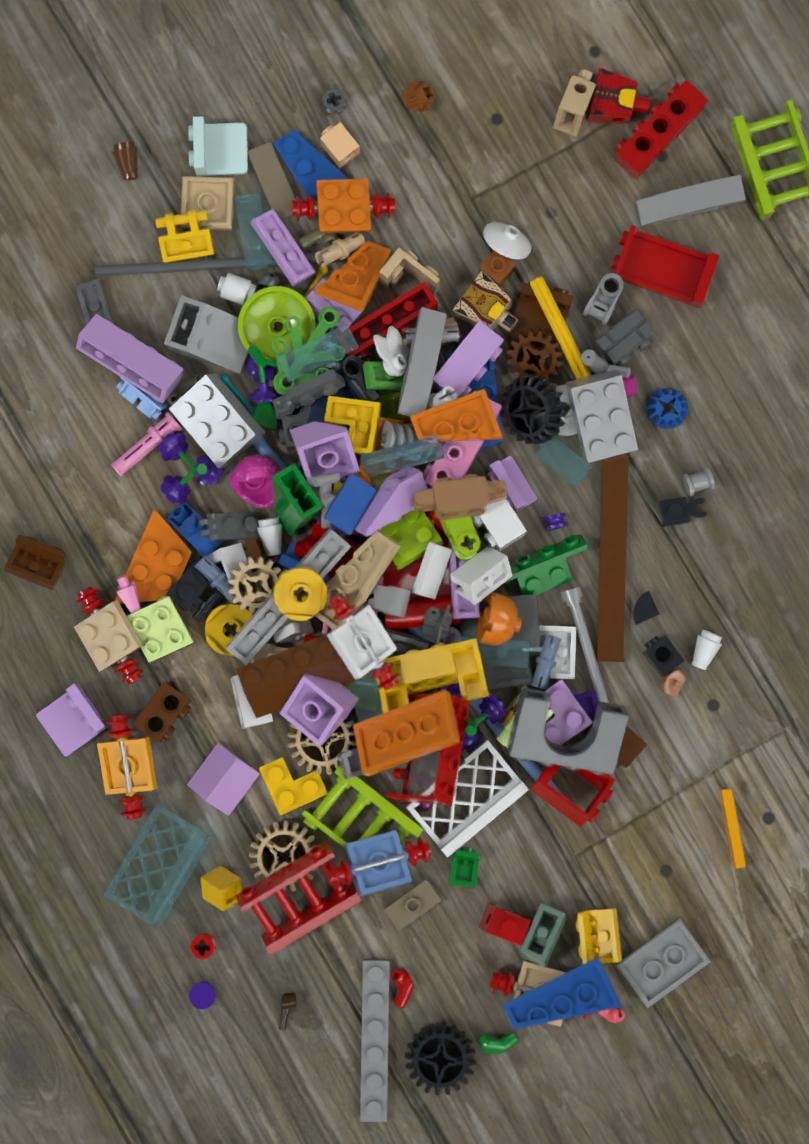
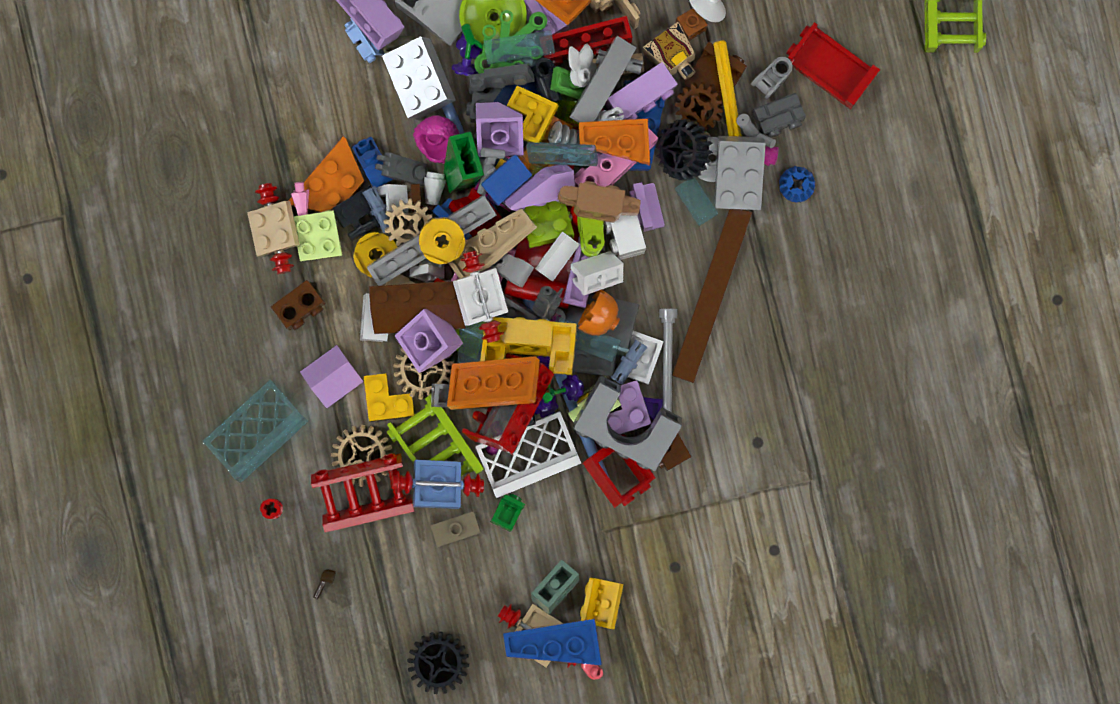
camera: 15 degrees right, 0 degrees up
(36, 562) = (233, 149): reddish brown bracket -> none
(71, 720) = (221, 288): lavender bracket -> none
(127, 766) = (255, 340): light orange plate -> none
(146, 444) = (363, 76): bright pink pin -> none
(202, 995) = (258, 549): dark purple tile -> none
(206, 471) = (396, 116): dark purple plant -> none
(221, 888) = (300, 465): yellow panel -> none
(225, 378) = (451, 79): teal hinge -> none
(265, 416) = (460, 87): green tile -> none
(374, 1041) = (389, 631): light grey plate -> none
(405, 986) = (428, 593): red arm -> none
(497, 1046) = (488, 667): green arm -> none
(505, 924) = (526, 568): red torso -> none
(547, 566) = (655, 284): green bracket -> none
(555, 521) = (673, 249): dark purple bush -> none
(644, 608) = (725, 344): black tile -> none
(663, 963) = (648, 642): light grey tile -> none
(672, 682) = (729, 412): nougat piece -> none
(674, 658) = (726, 398): black brick -> none
(677, 511) = (778, 272): black plate -> none
(690, 200) = (870, 17): light grey slope -> none
(699, 481) = (803, 253): light grey bush -> none
(706, 648) = (766, 393): white cone -> none
(732, 828) = (740, 548): light orange tile -> none

